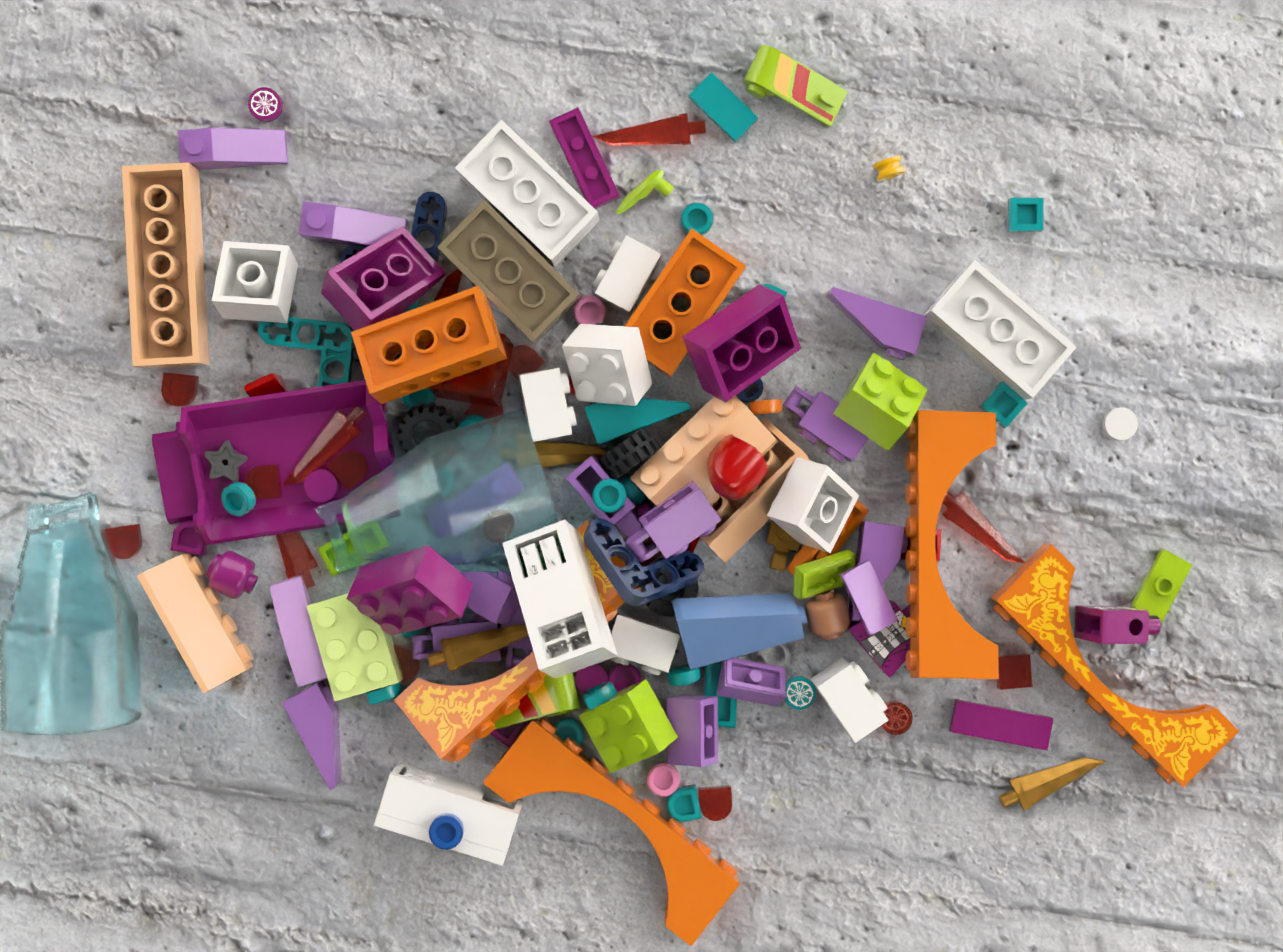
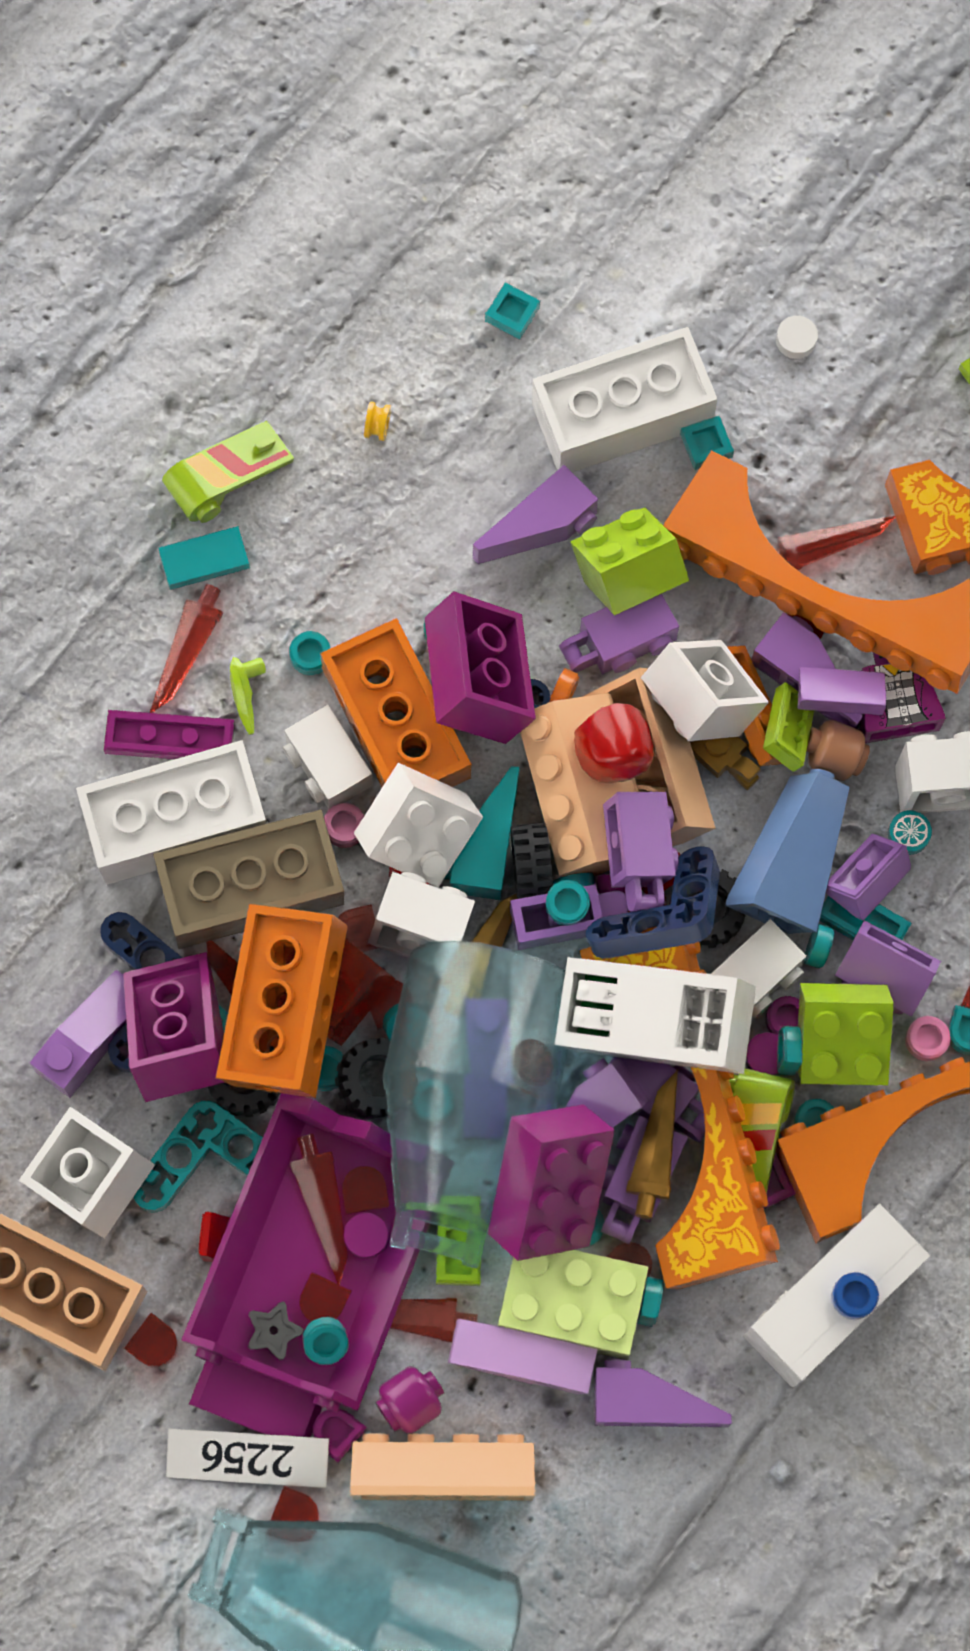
camera: 65 degrees left, 15 degrees down
(141, 491) = (247, 1458): none -> white sticker

